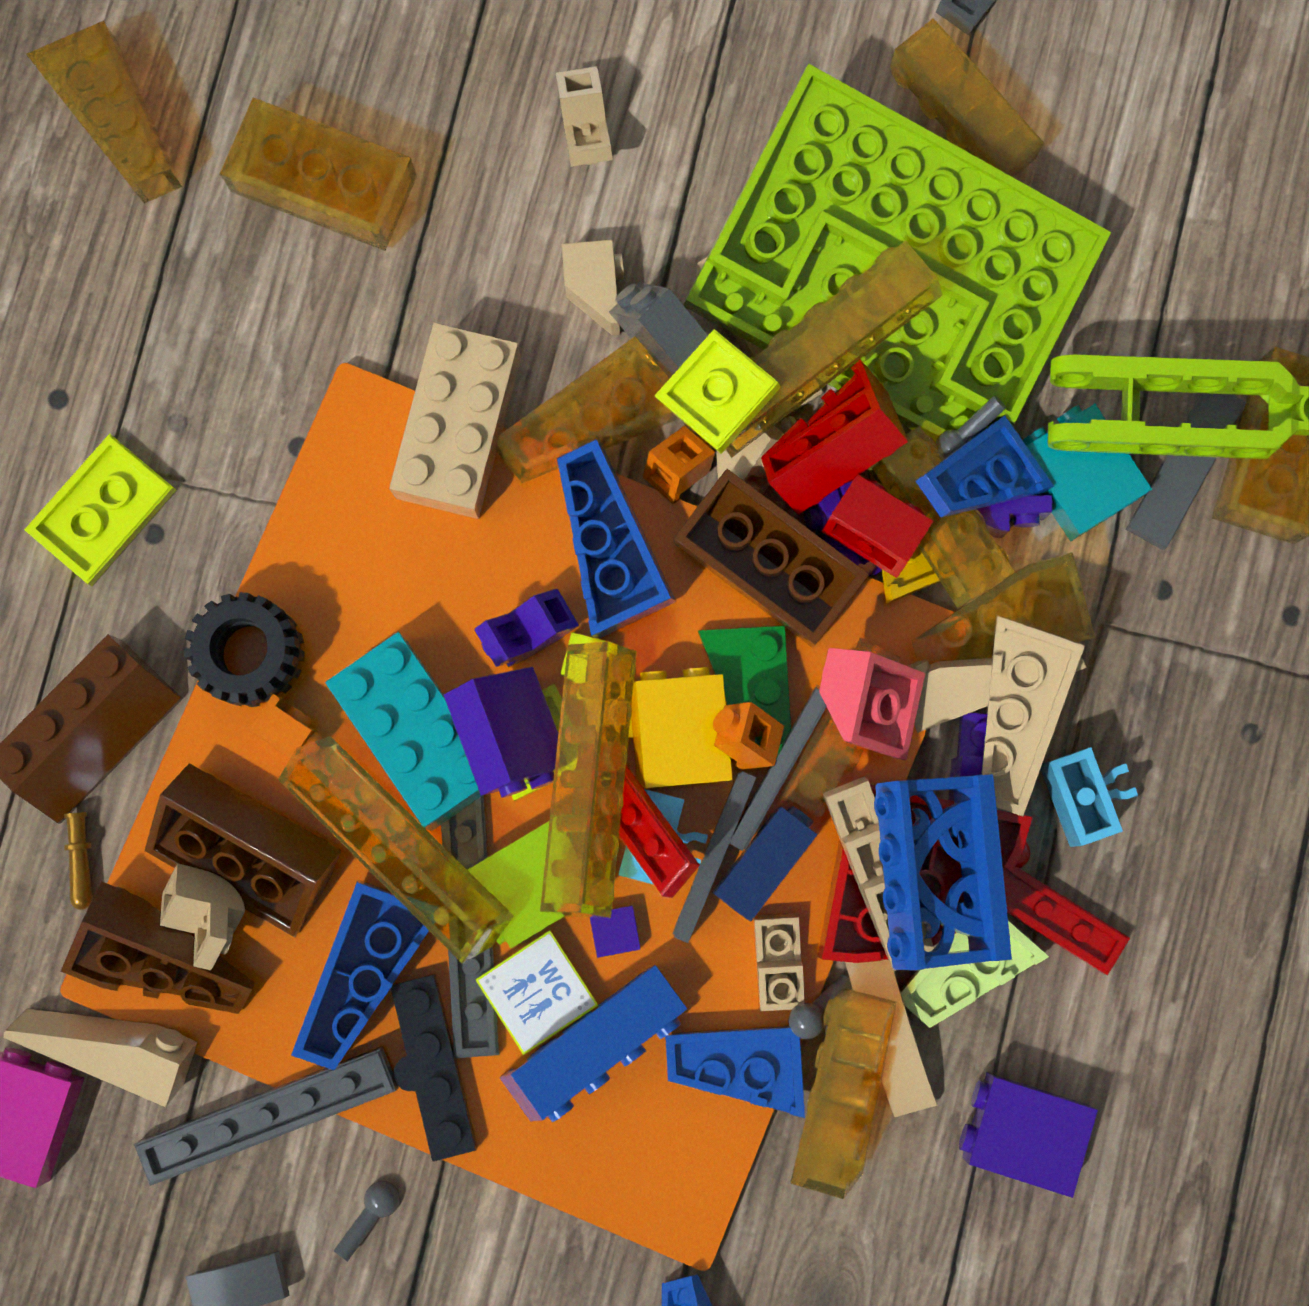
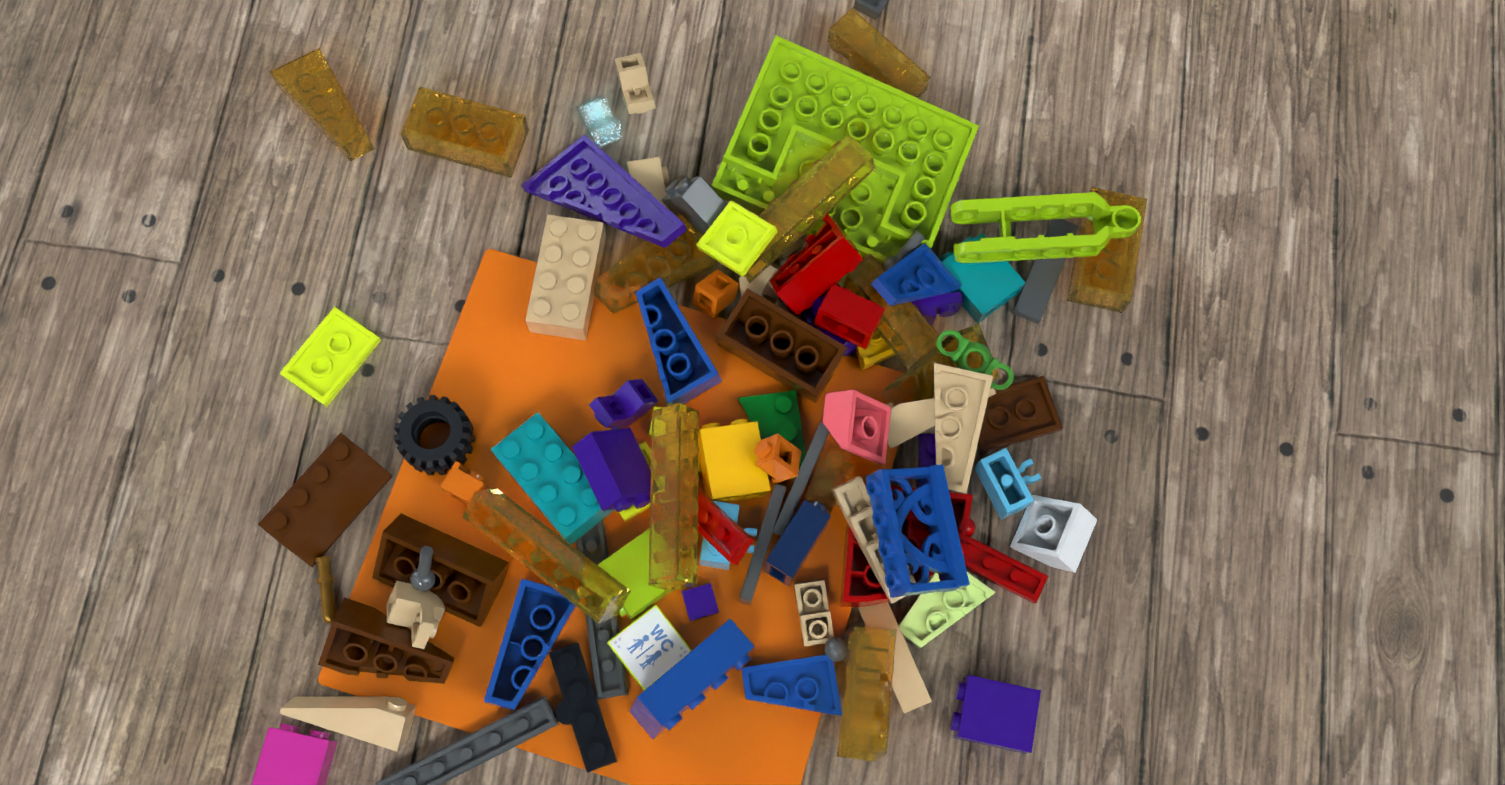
camera: 10 degrees left, 10 degrees down
(214, 863) = (422, 577): none -> dark grey bar
(514, 283) = (599, 188): none -> dark purple wing
(525, 172) = (600, 121): none -> clear light blue brick
(1043, 595) = (965, 347): none -> bright green piece
(1118, 689) = (1018, 415): none -> reddish brown tile
(1147, 875) = (1054, 532): none -> white slope

